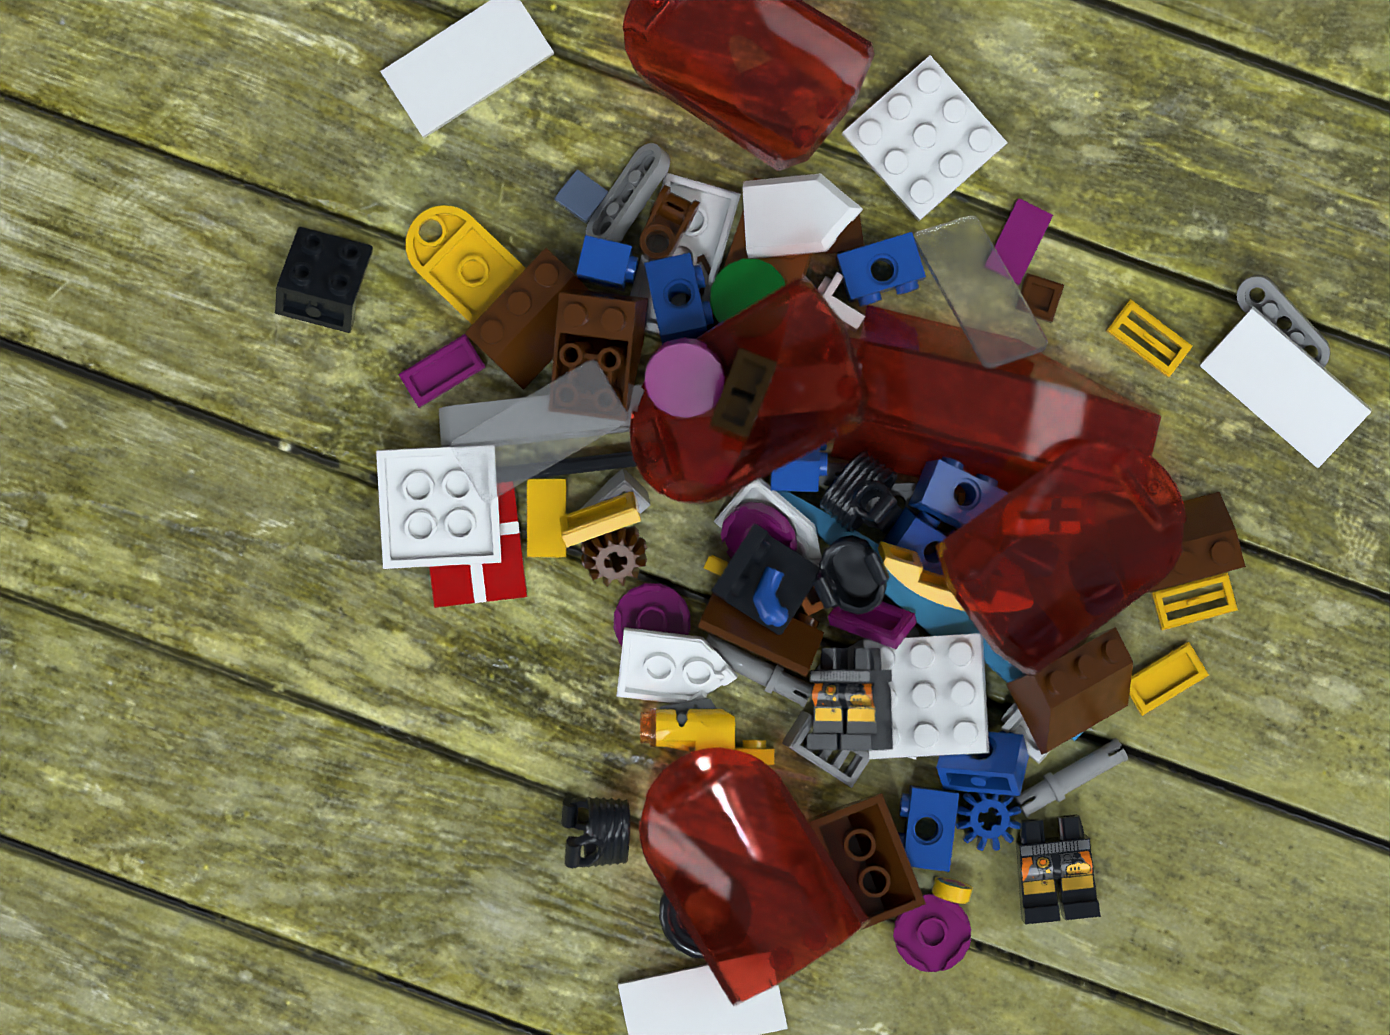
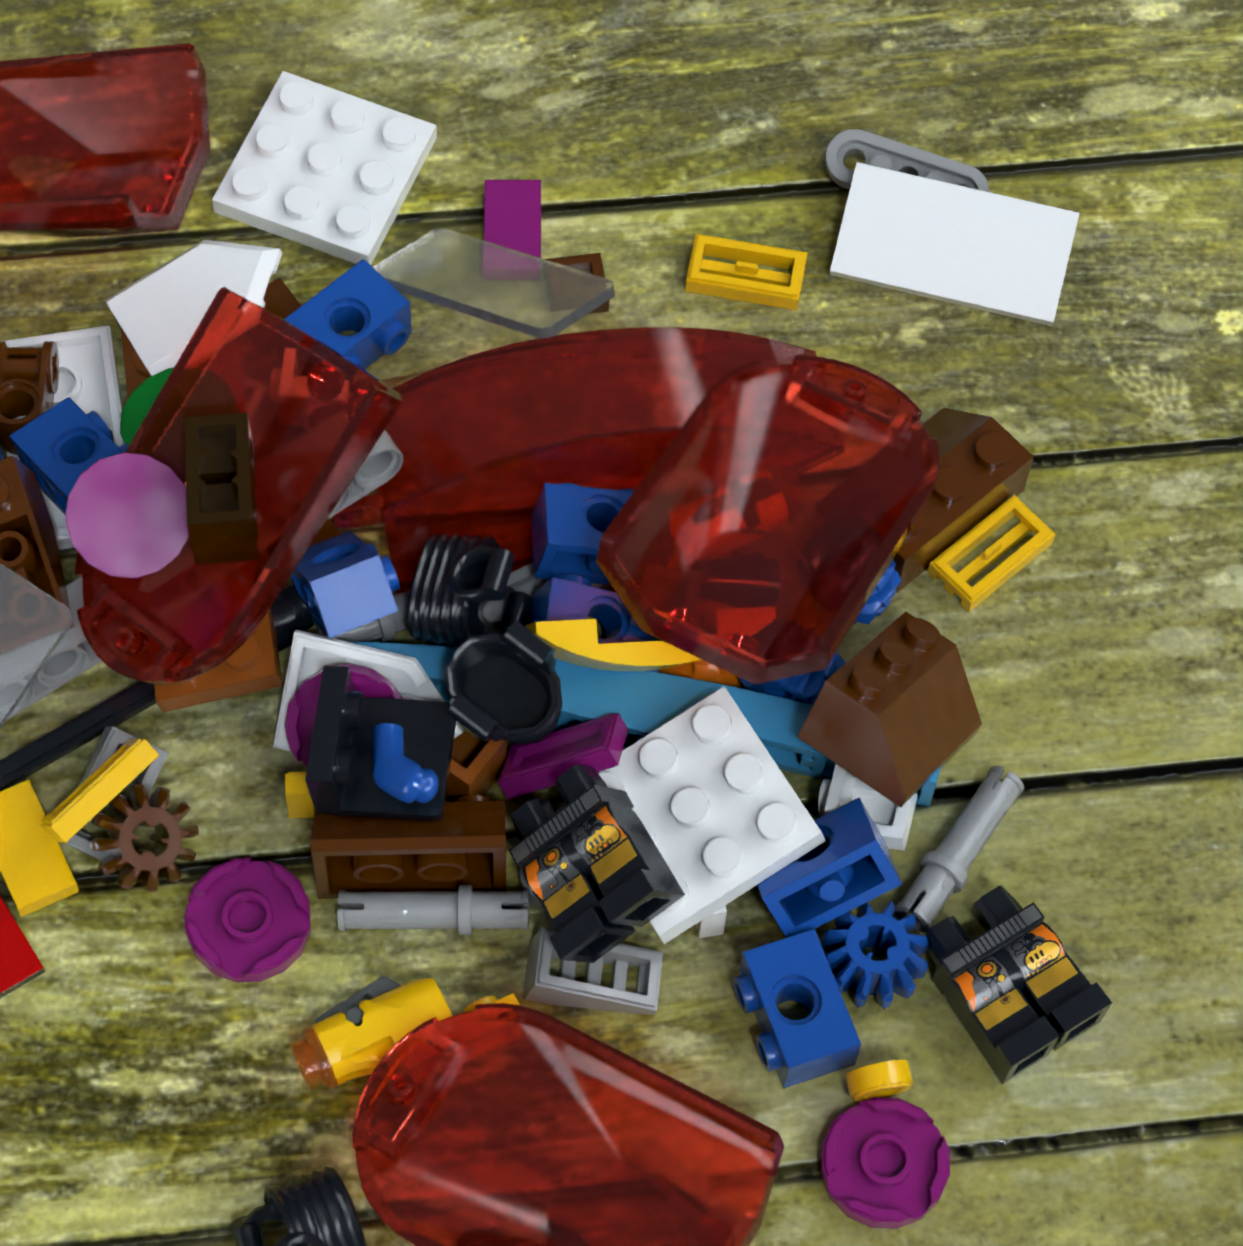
camera: 25 degrees left, 25 degrees down
(669, 667) = (300, 958): white tile -> none
(870, 857) = (741, 1062): reddish brown slope -> none
(1166, 678) = (1013, 664): yellow tile -> none

